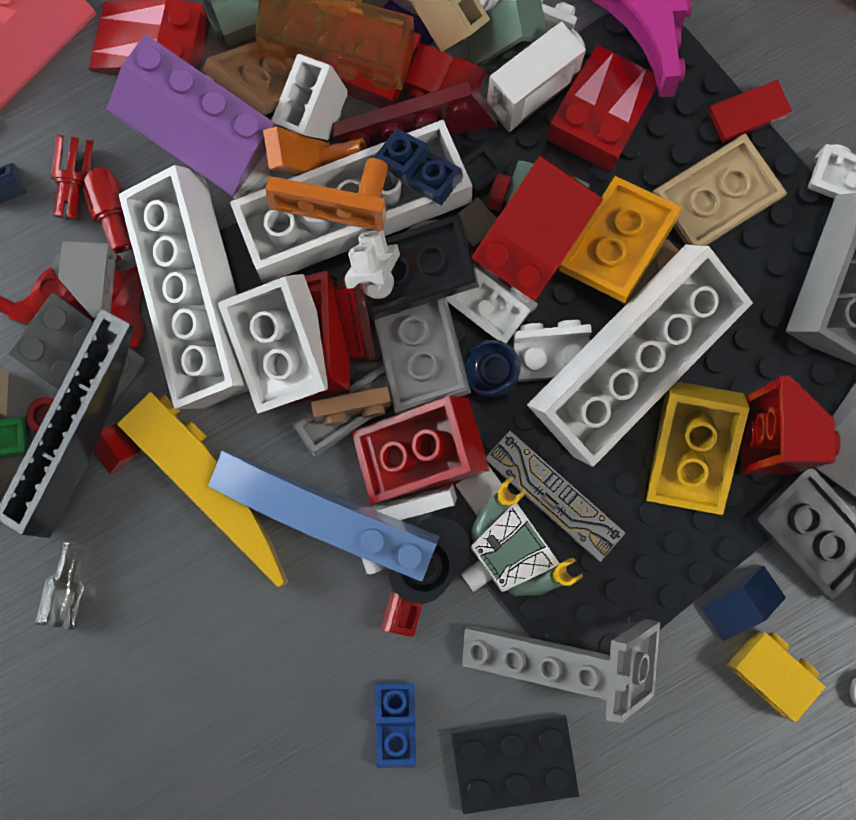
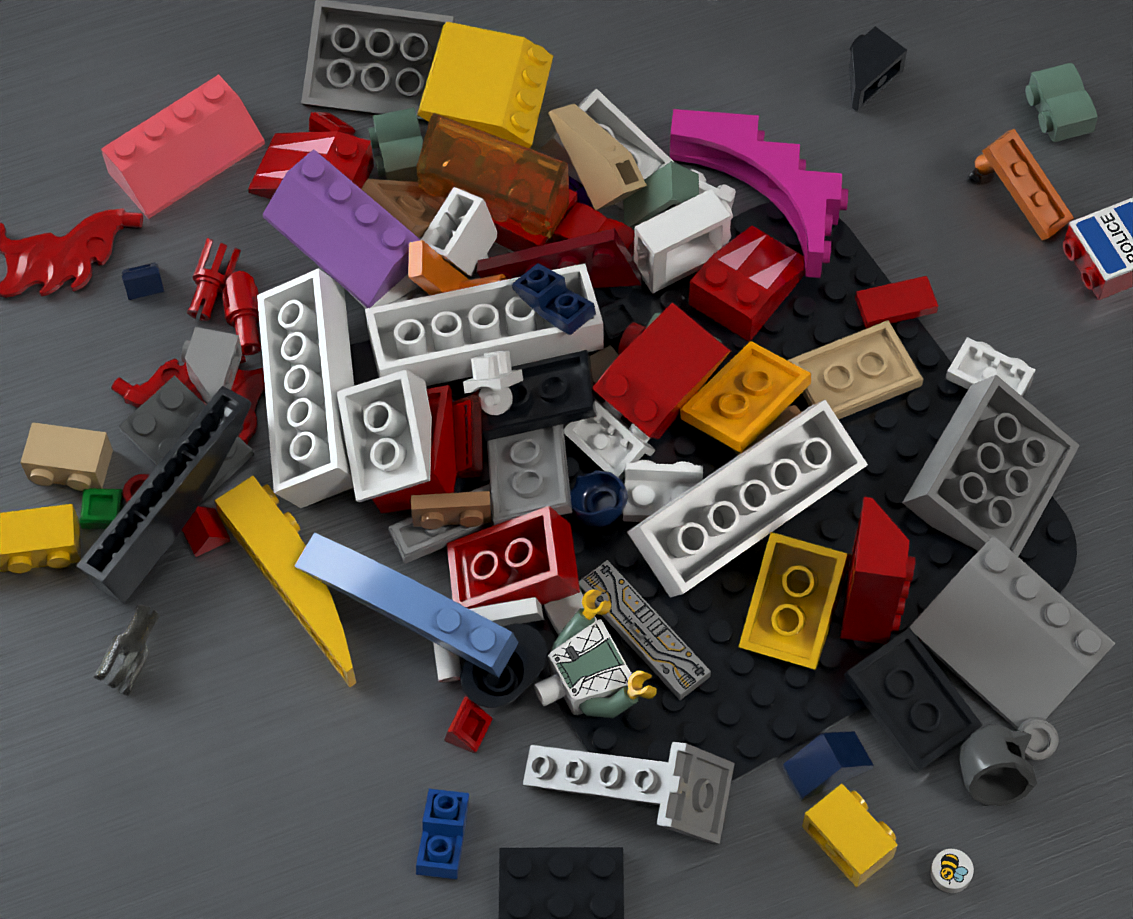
camera: 10 degrees right, 20 degrees down
(358, 209) = (462, 317): orange piece -> none

